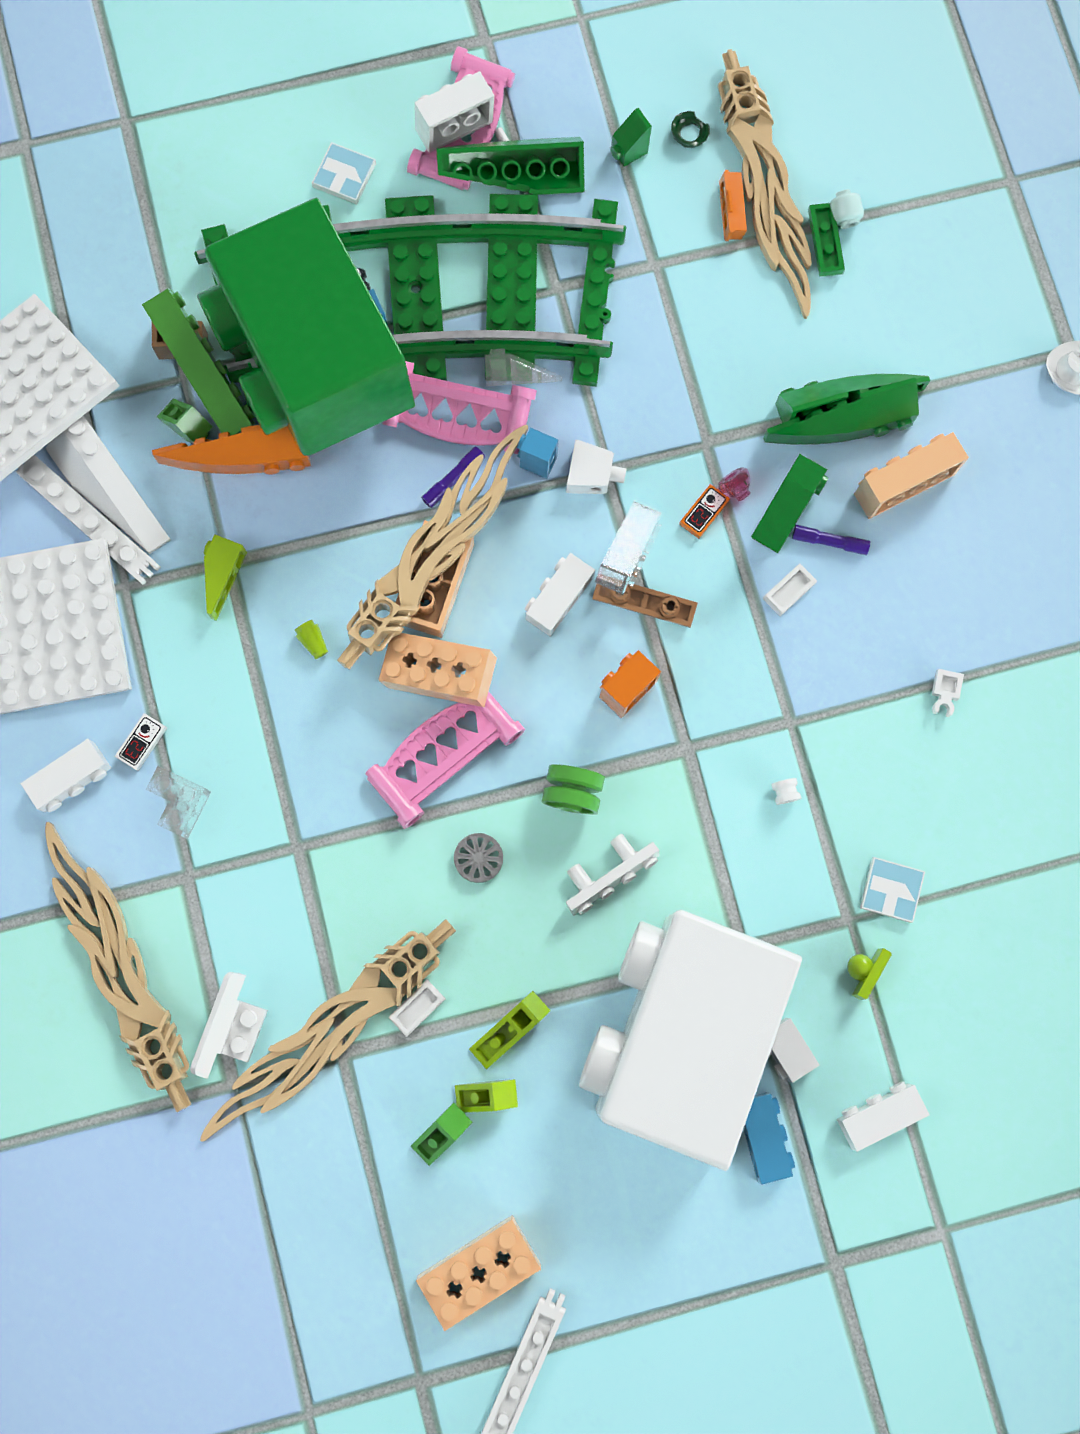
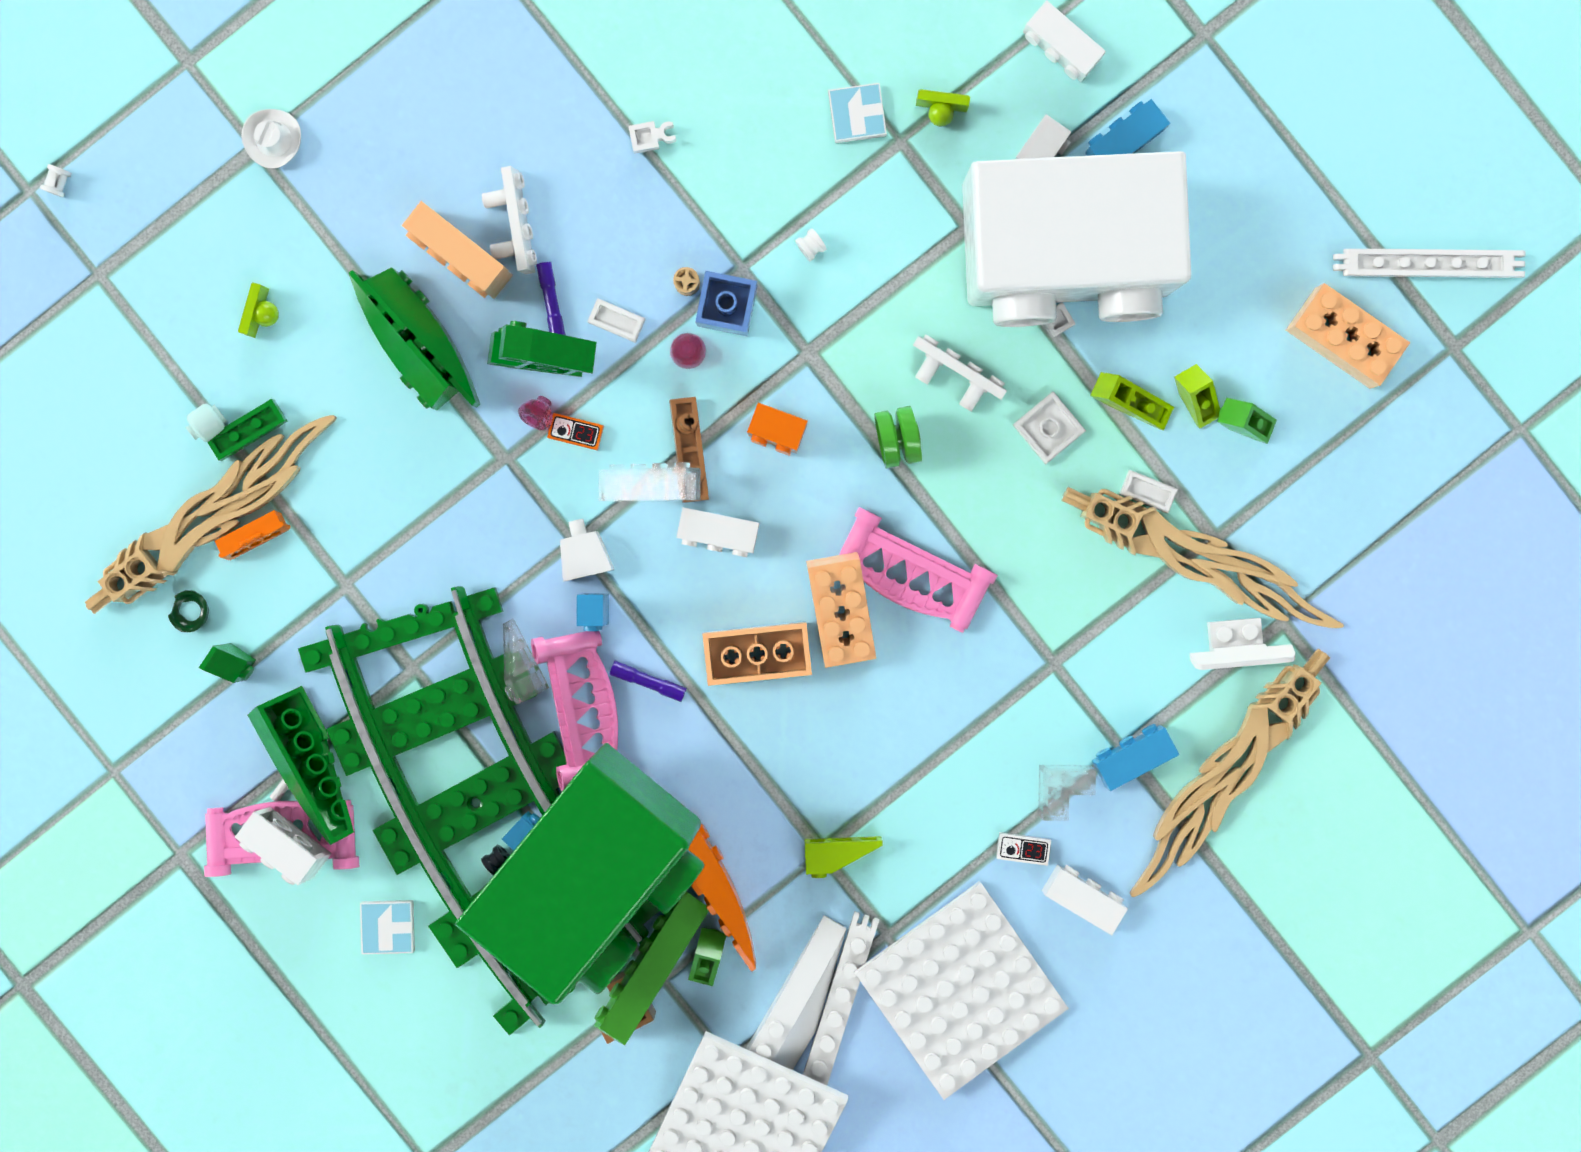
camera: 115 degrees left, 10 degrees up
(174, 881) = (1134, 756): none -> dark azure brick
(311, 638) = (861, 739): lime cone -> none
(452, 545) = (776, 681): tan piece -> none
(478, 858) = (993, 496): light grey wheel -> none
(519, 939) = (1049, 427): none -> white tile
(617, 994) = (1062, 323): none -> white tile
(735, 640) = (688, 350): none -> clear pink brick
(764, 689) = (726, 303): none -> medium blue brick
(802, 661) = (686, 276): none -> tan wheel
(907, 539) = (520, 229): none -> white plate
(926, 290) = (257, 311): none -> lime tile

